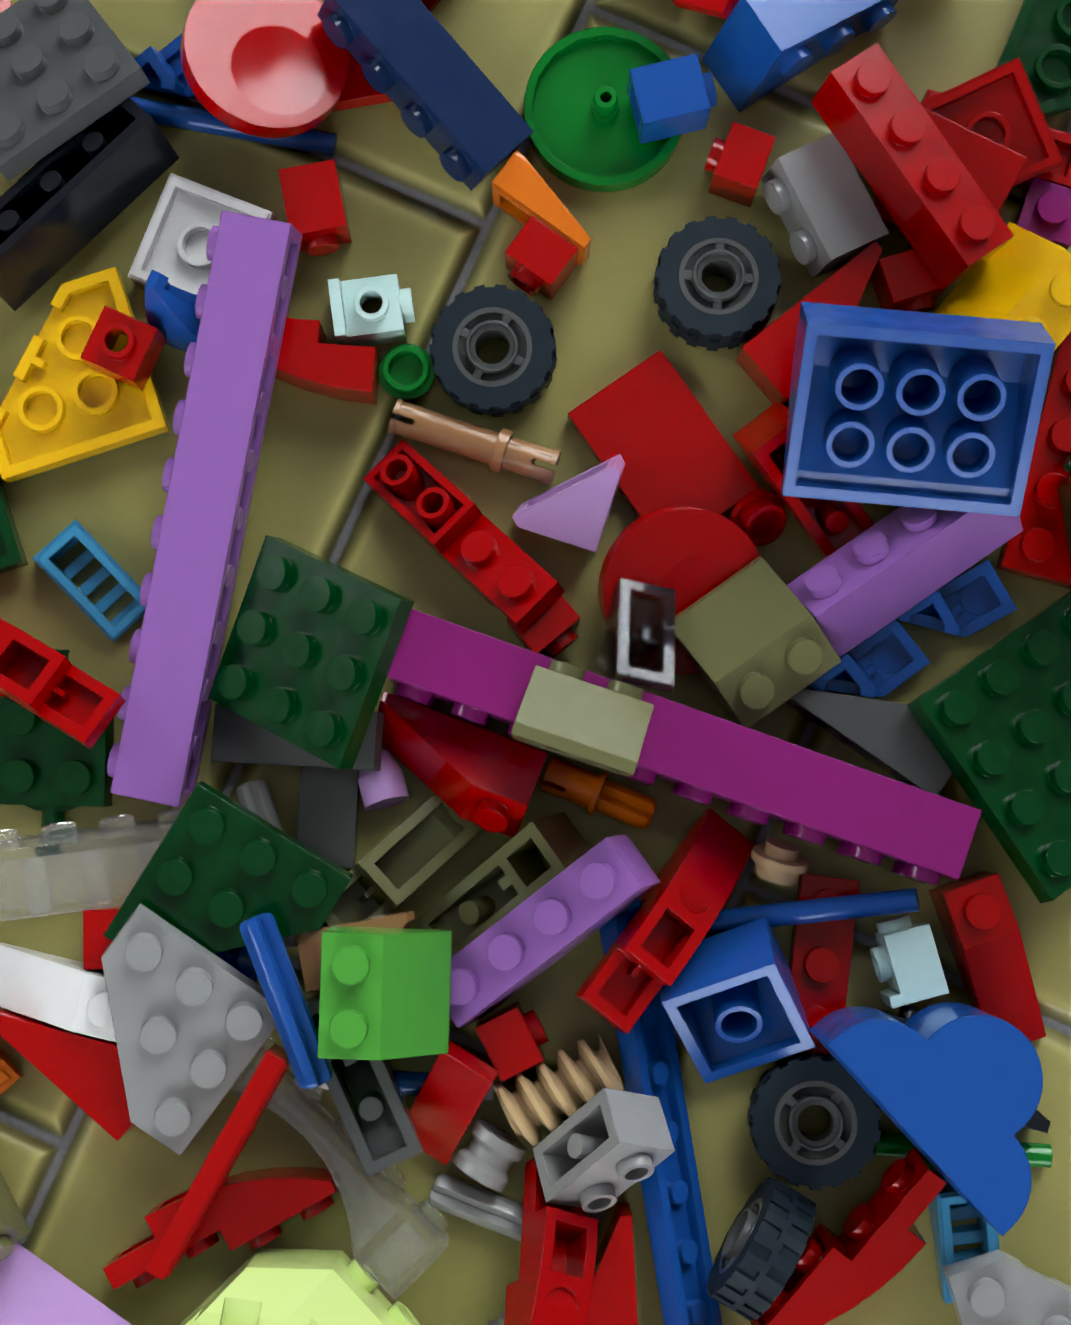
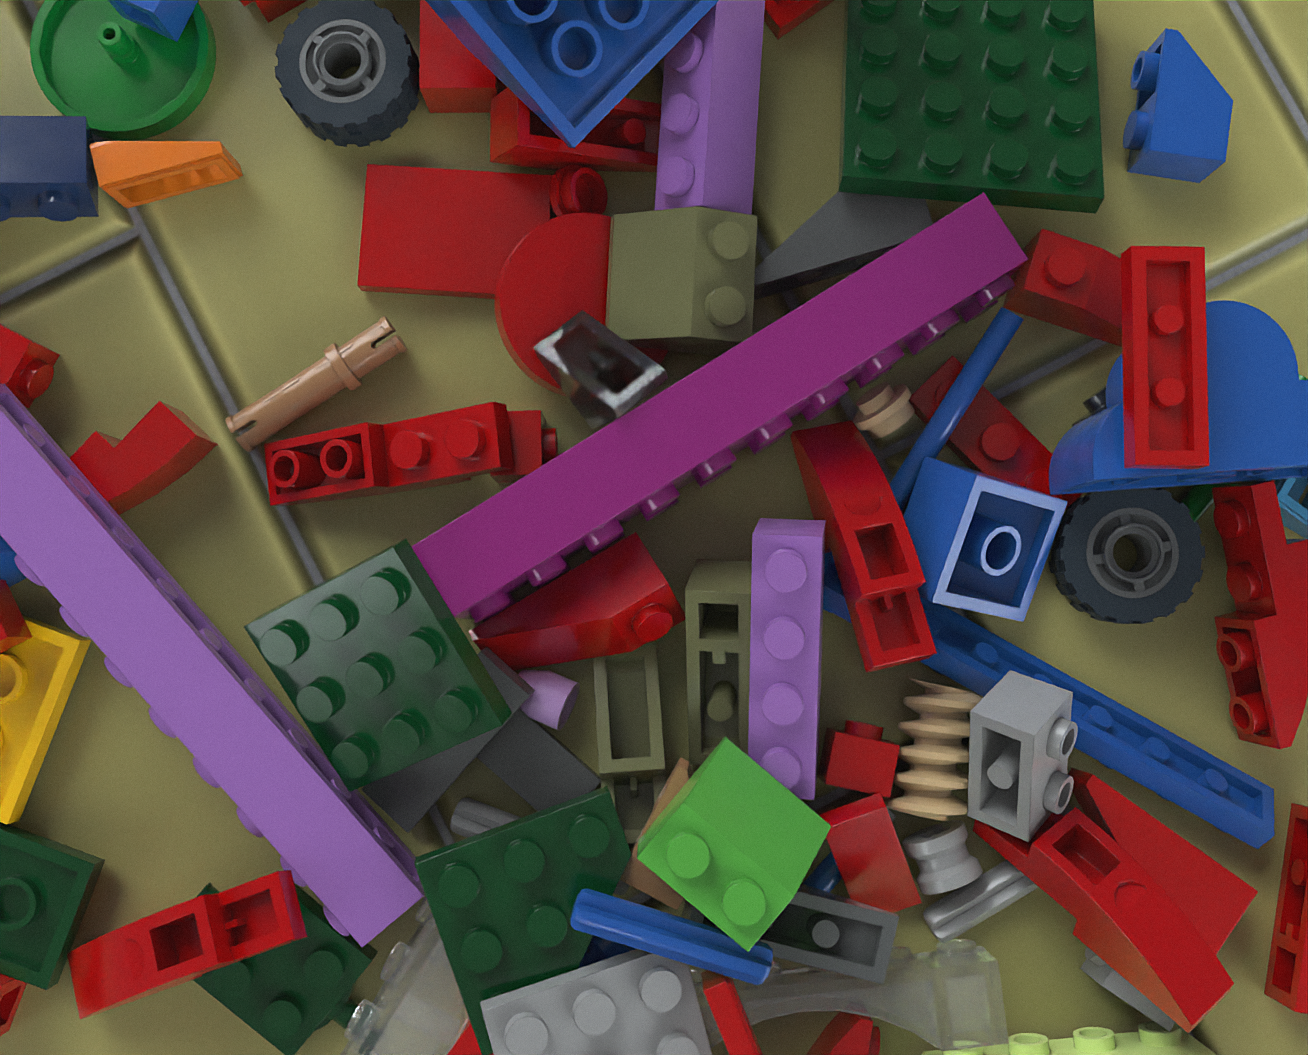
camera: 55 degrees left, 0 degrees up
(59, 546) = (110, 814): dark azure slope -> none
(360, 328) = (148, 380): light aqua brick -> none
(406, 372) = (209, 394): green plate -> none
(485, 316) = (220, 280): black wheel -> none
(540, 259) = (204, 202): red plate -> none
(576, 508) = (443, 340): lavender slope -> none
(583, 718) = (634, 467): slope -> none
(598, 794) = (705, 517): orange axle -> none
(761, 1249) = (1209, 684): black wheel -> none
(875, 664) = (781, 196): blue slope -> none
(907, 961) = (1053, 368): light aqua brick -> none
(948, 1026) = (1164, 357): none -> red plate
(964, 603) = (788, 84): blue slope -> none

